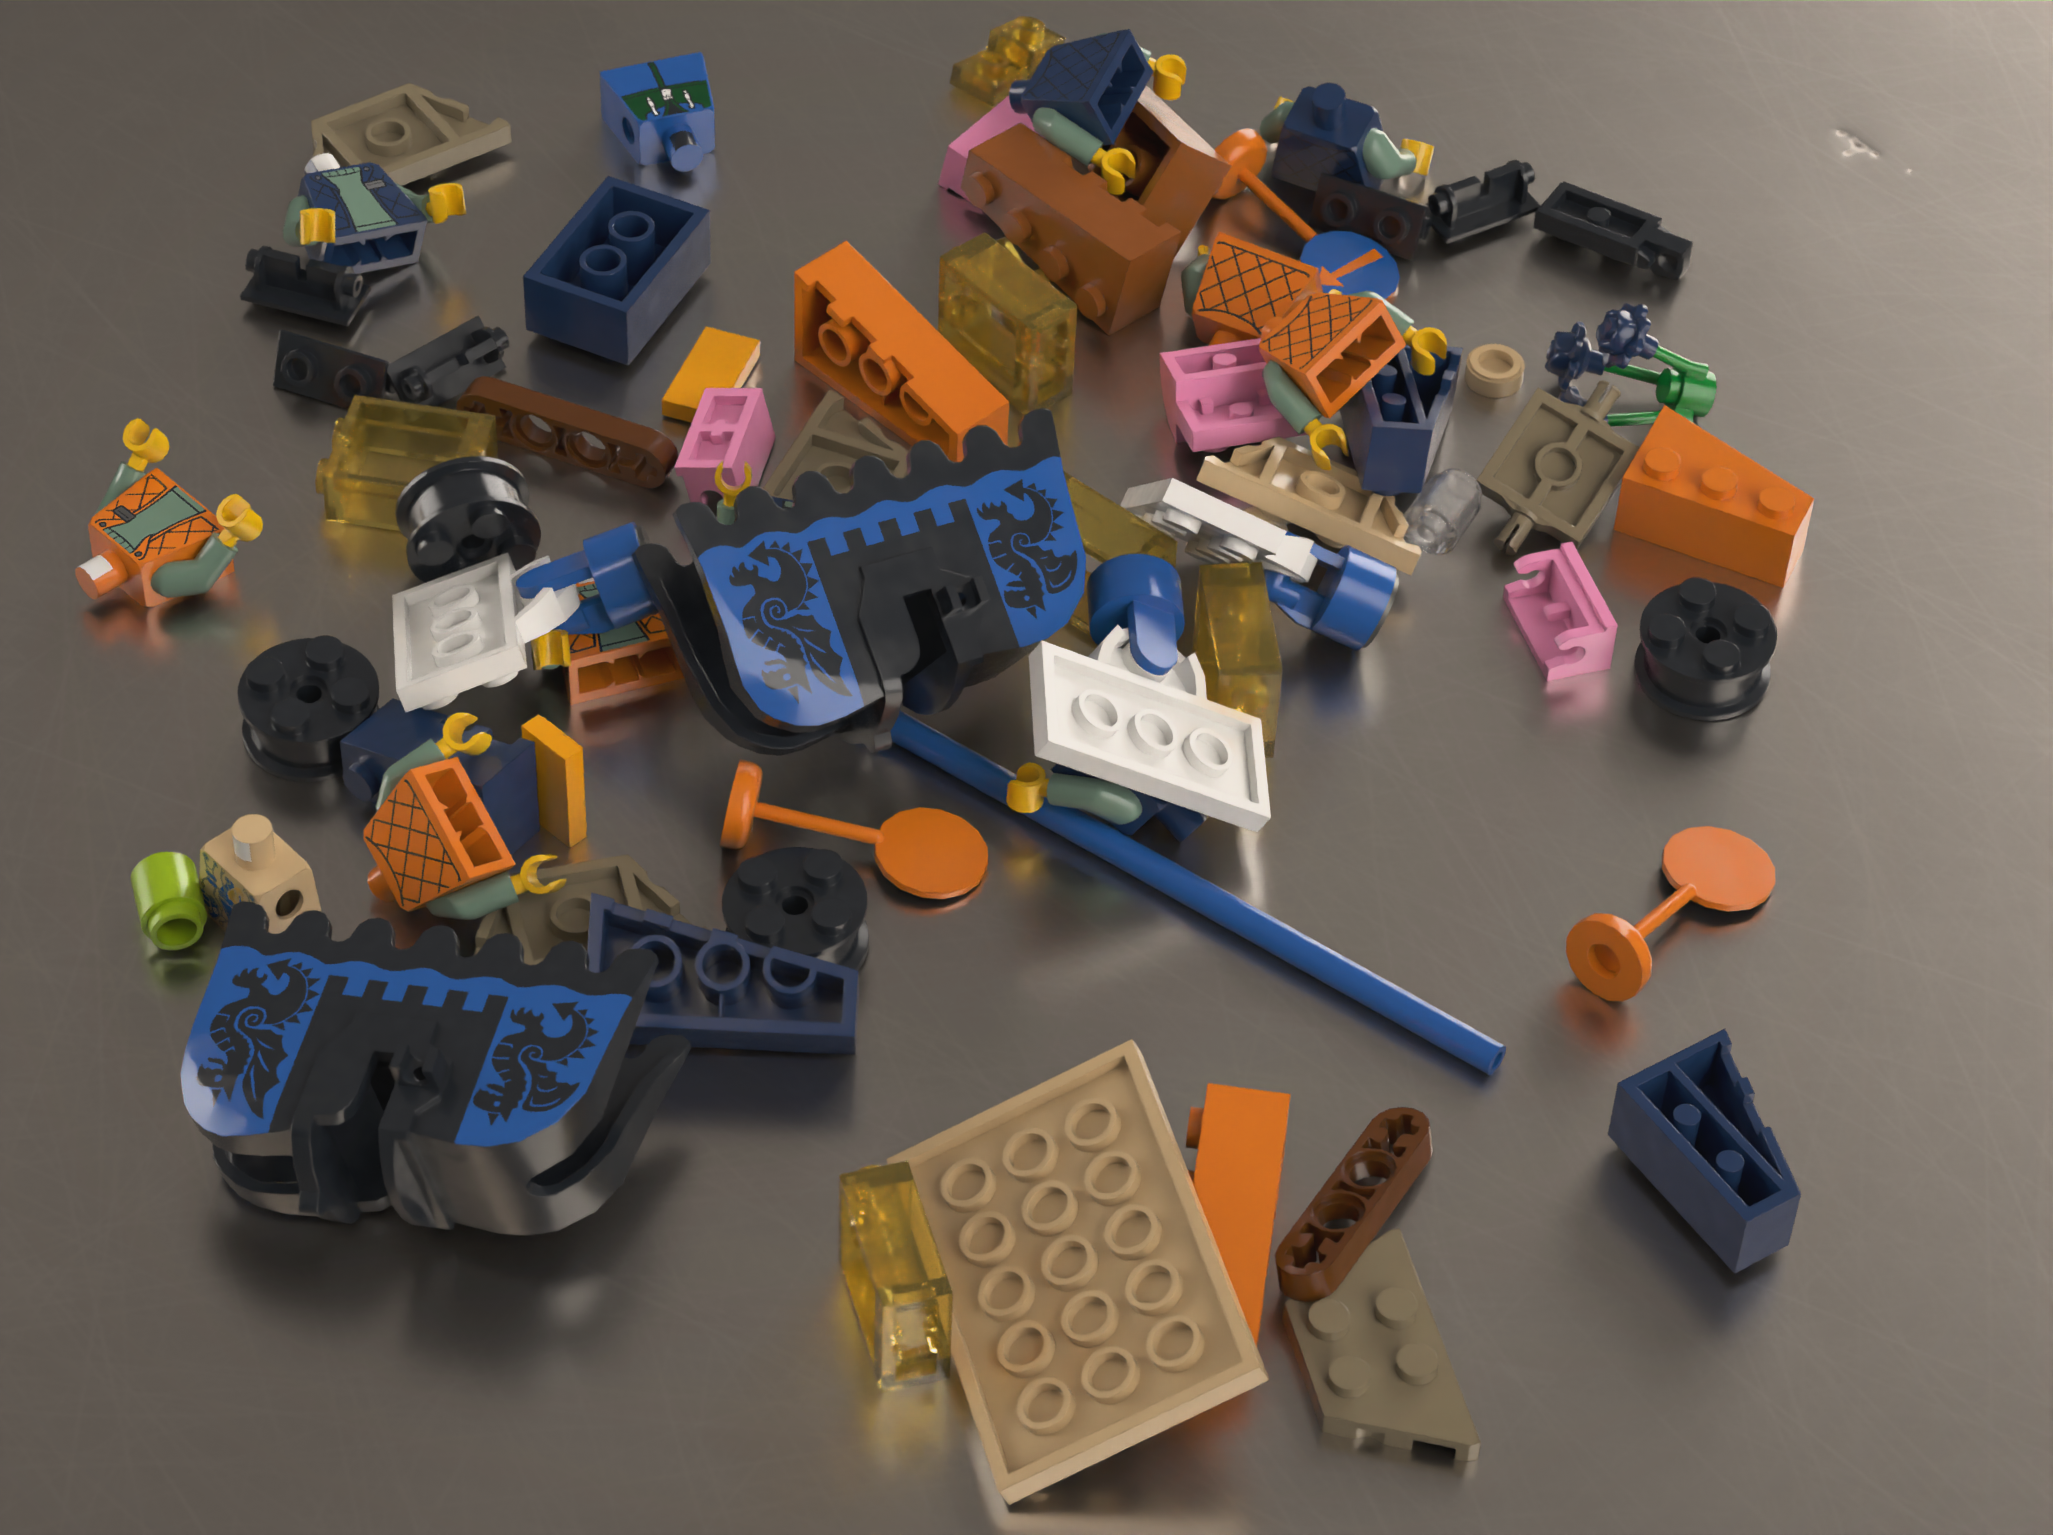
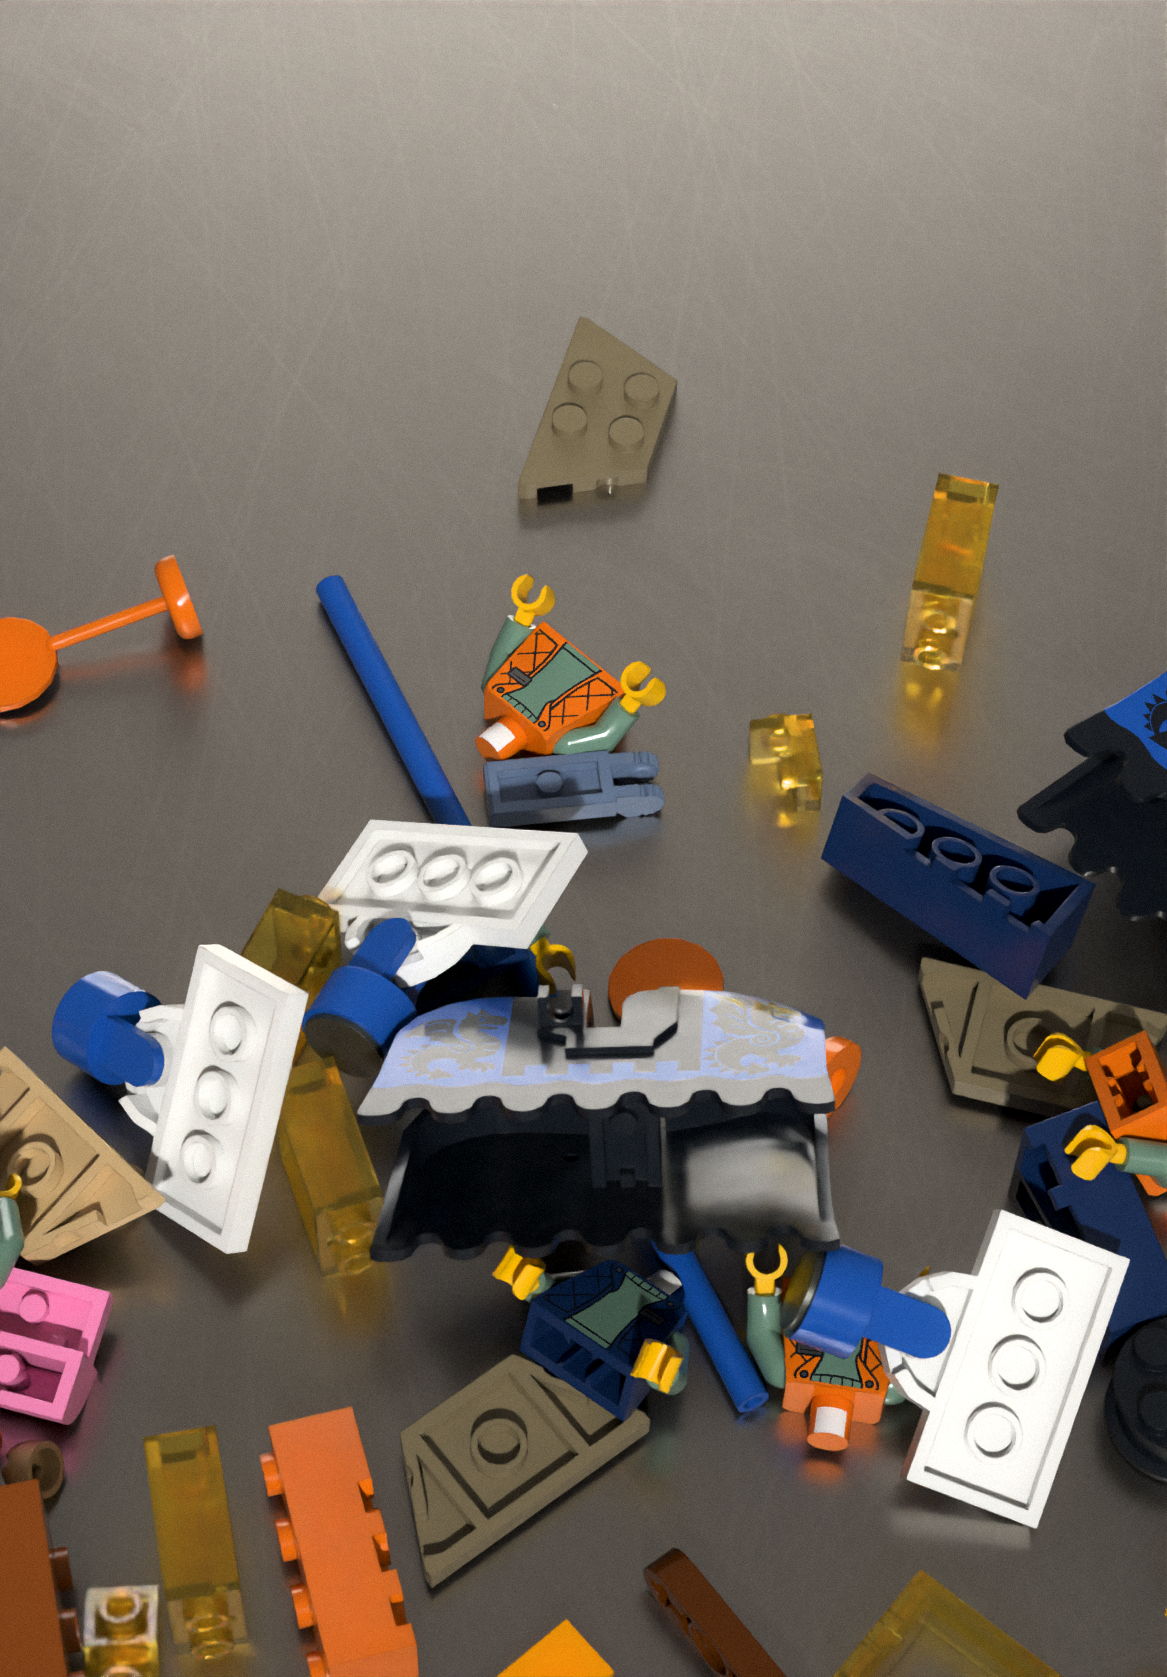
camera: 150 degrees left, 10 degrees up
(465, 516) = (935, 1519): black wheel -> none
(558, 780) = (996, 1156): light orange tile -> none
(728, 428) = (591, 1545): bright pink hinge -> none
(800, 903) = (838, 948): black wheel -> none
(937, 1073) = (794, 747): none -> clear yellow bracket
(1079, 1273) = (807, 519): tan plate -> none
(1129, 965) = (571, 787): none -> sand blue hinge
(1156, 343) = (37, 1454): none -> tan hinge
(1200, 1019) = (549, 694): none -> torso
(1238, 1181) = (653, 518): orange wedge -> none
(1340, 1198) = (543, 514): reddish brown beam -> none
(1707, 1151) = (243, 415): dark blue wedge -> none

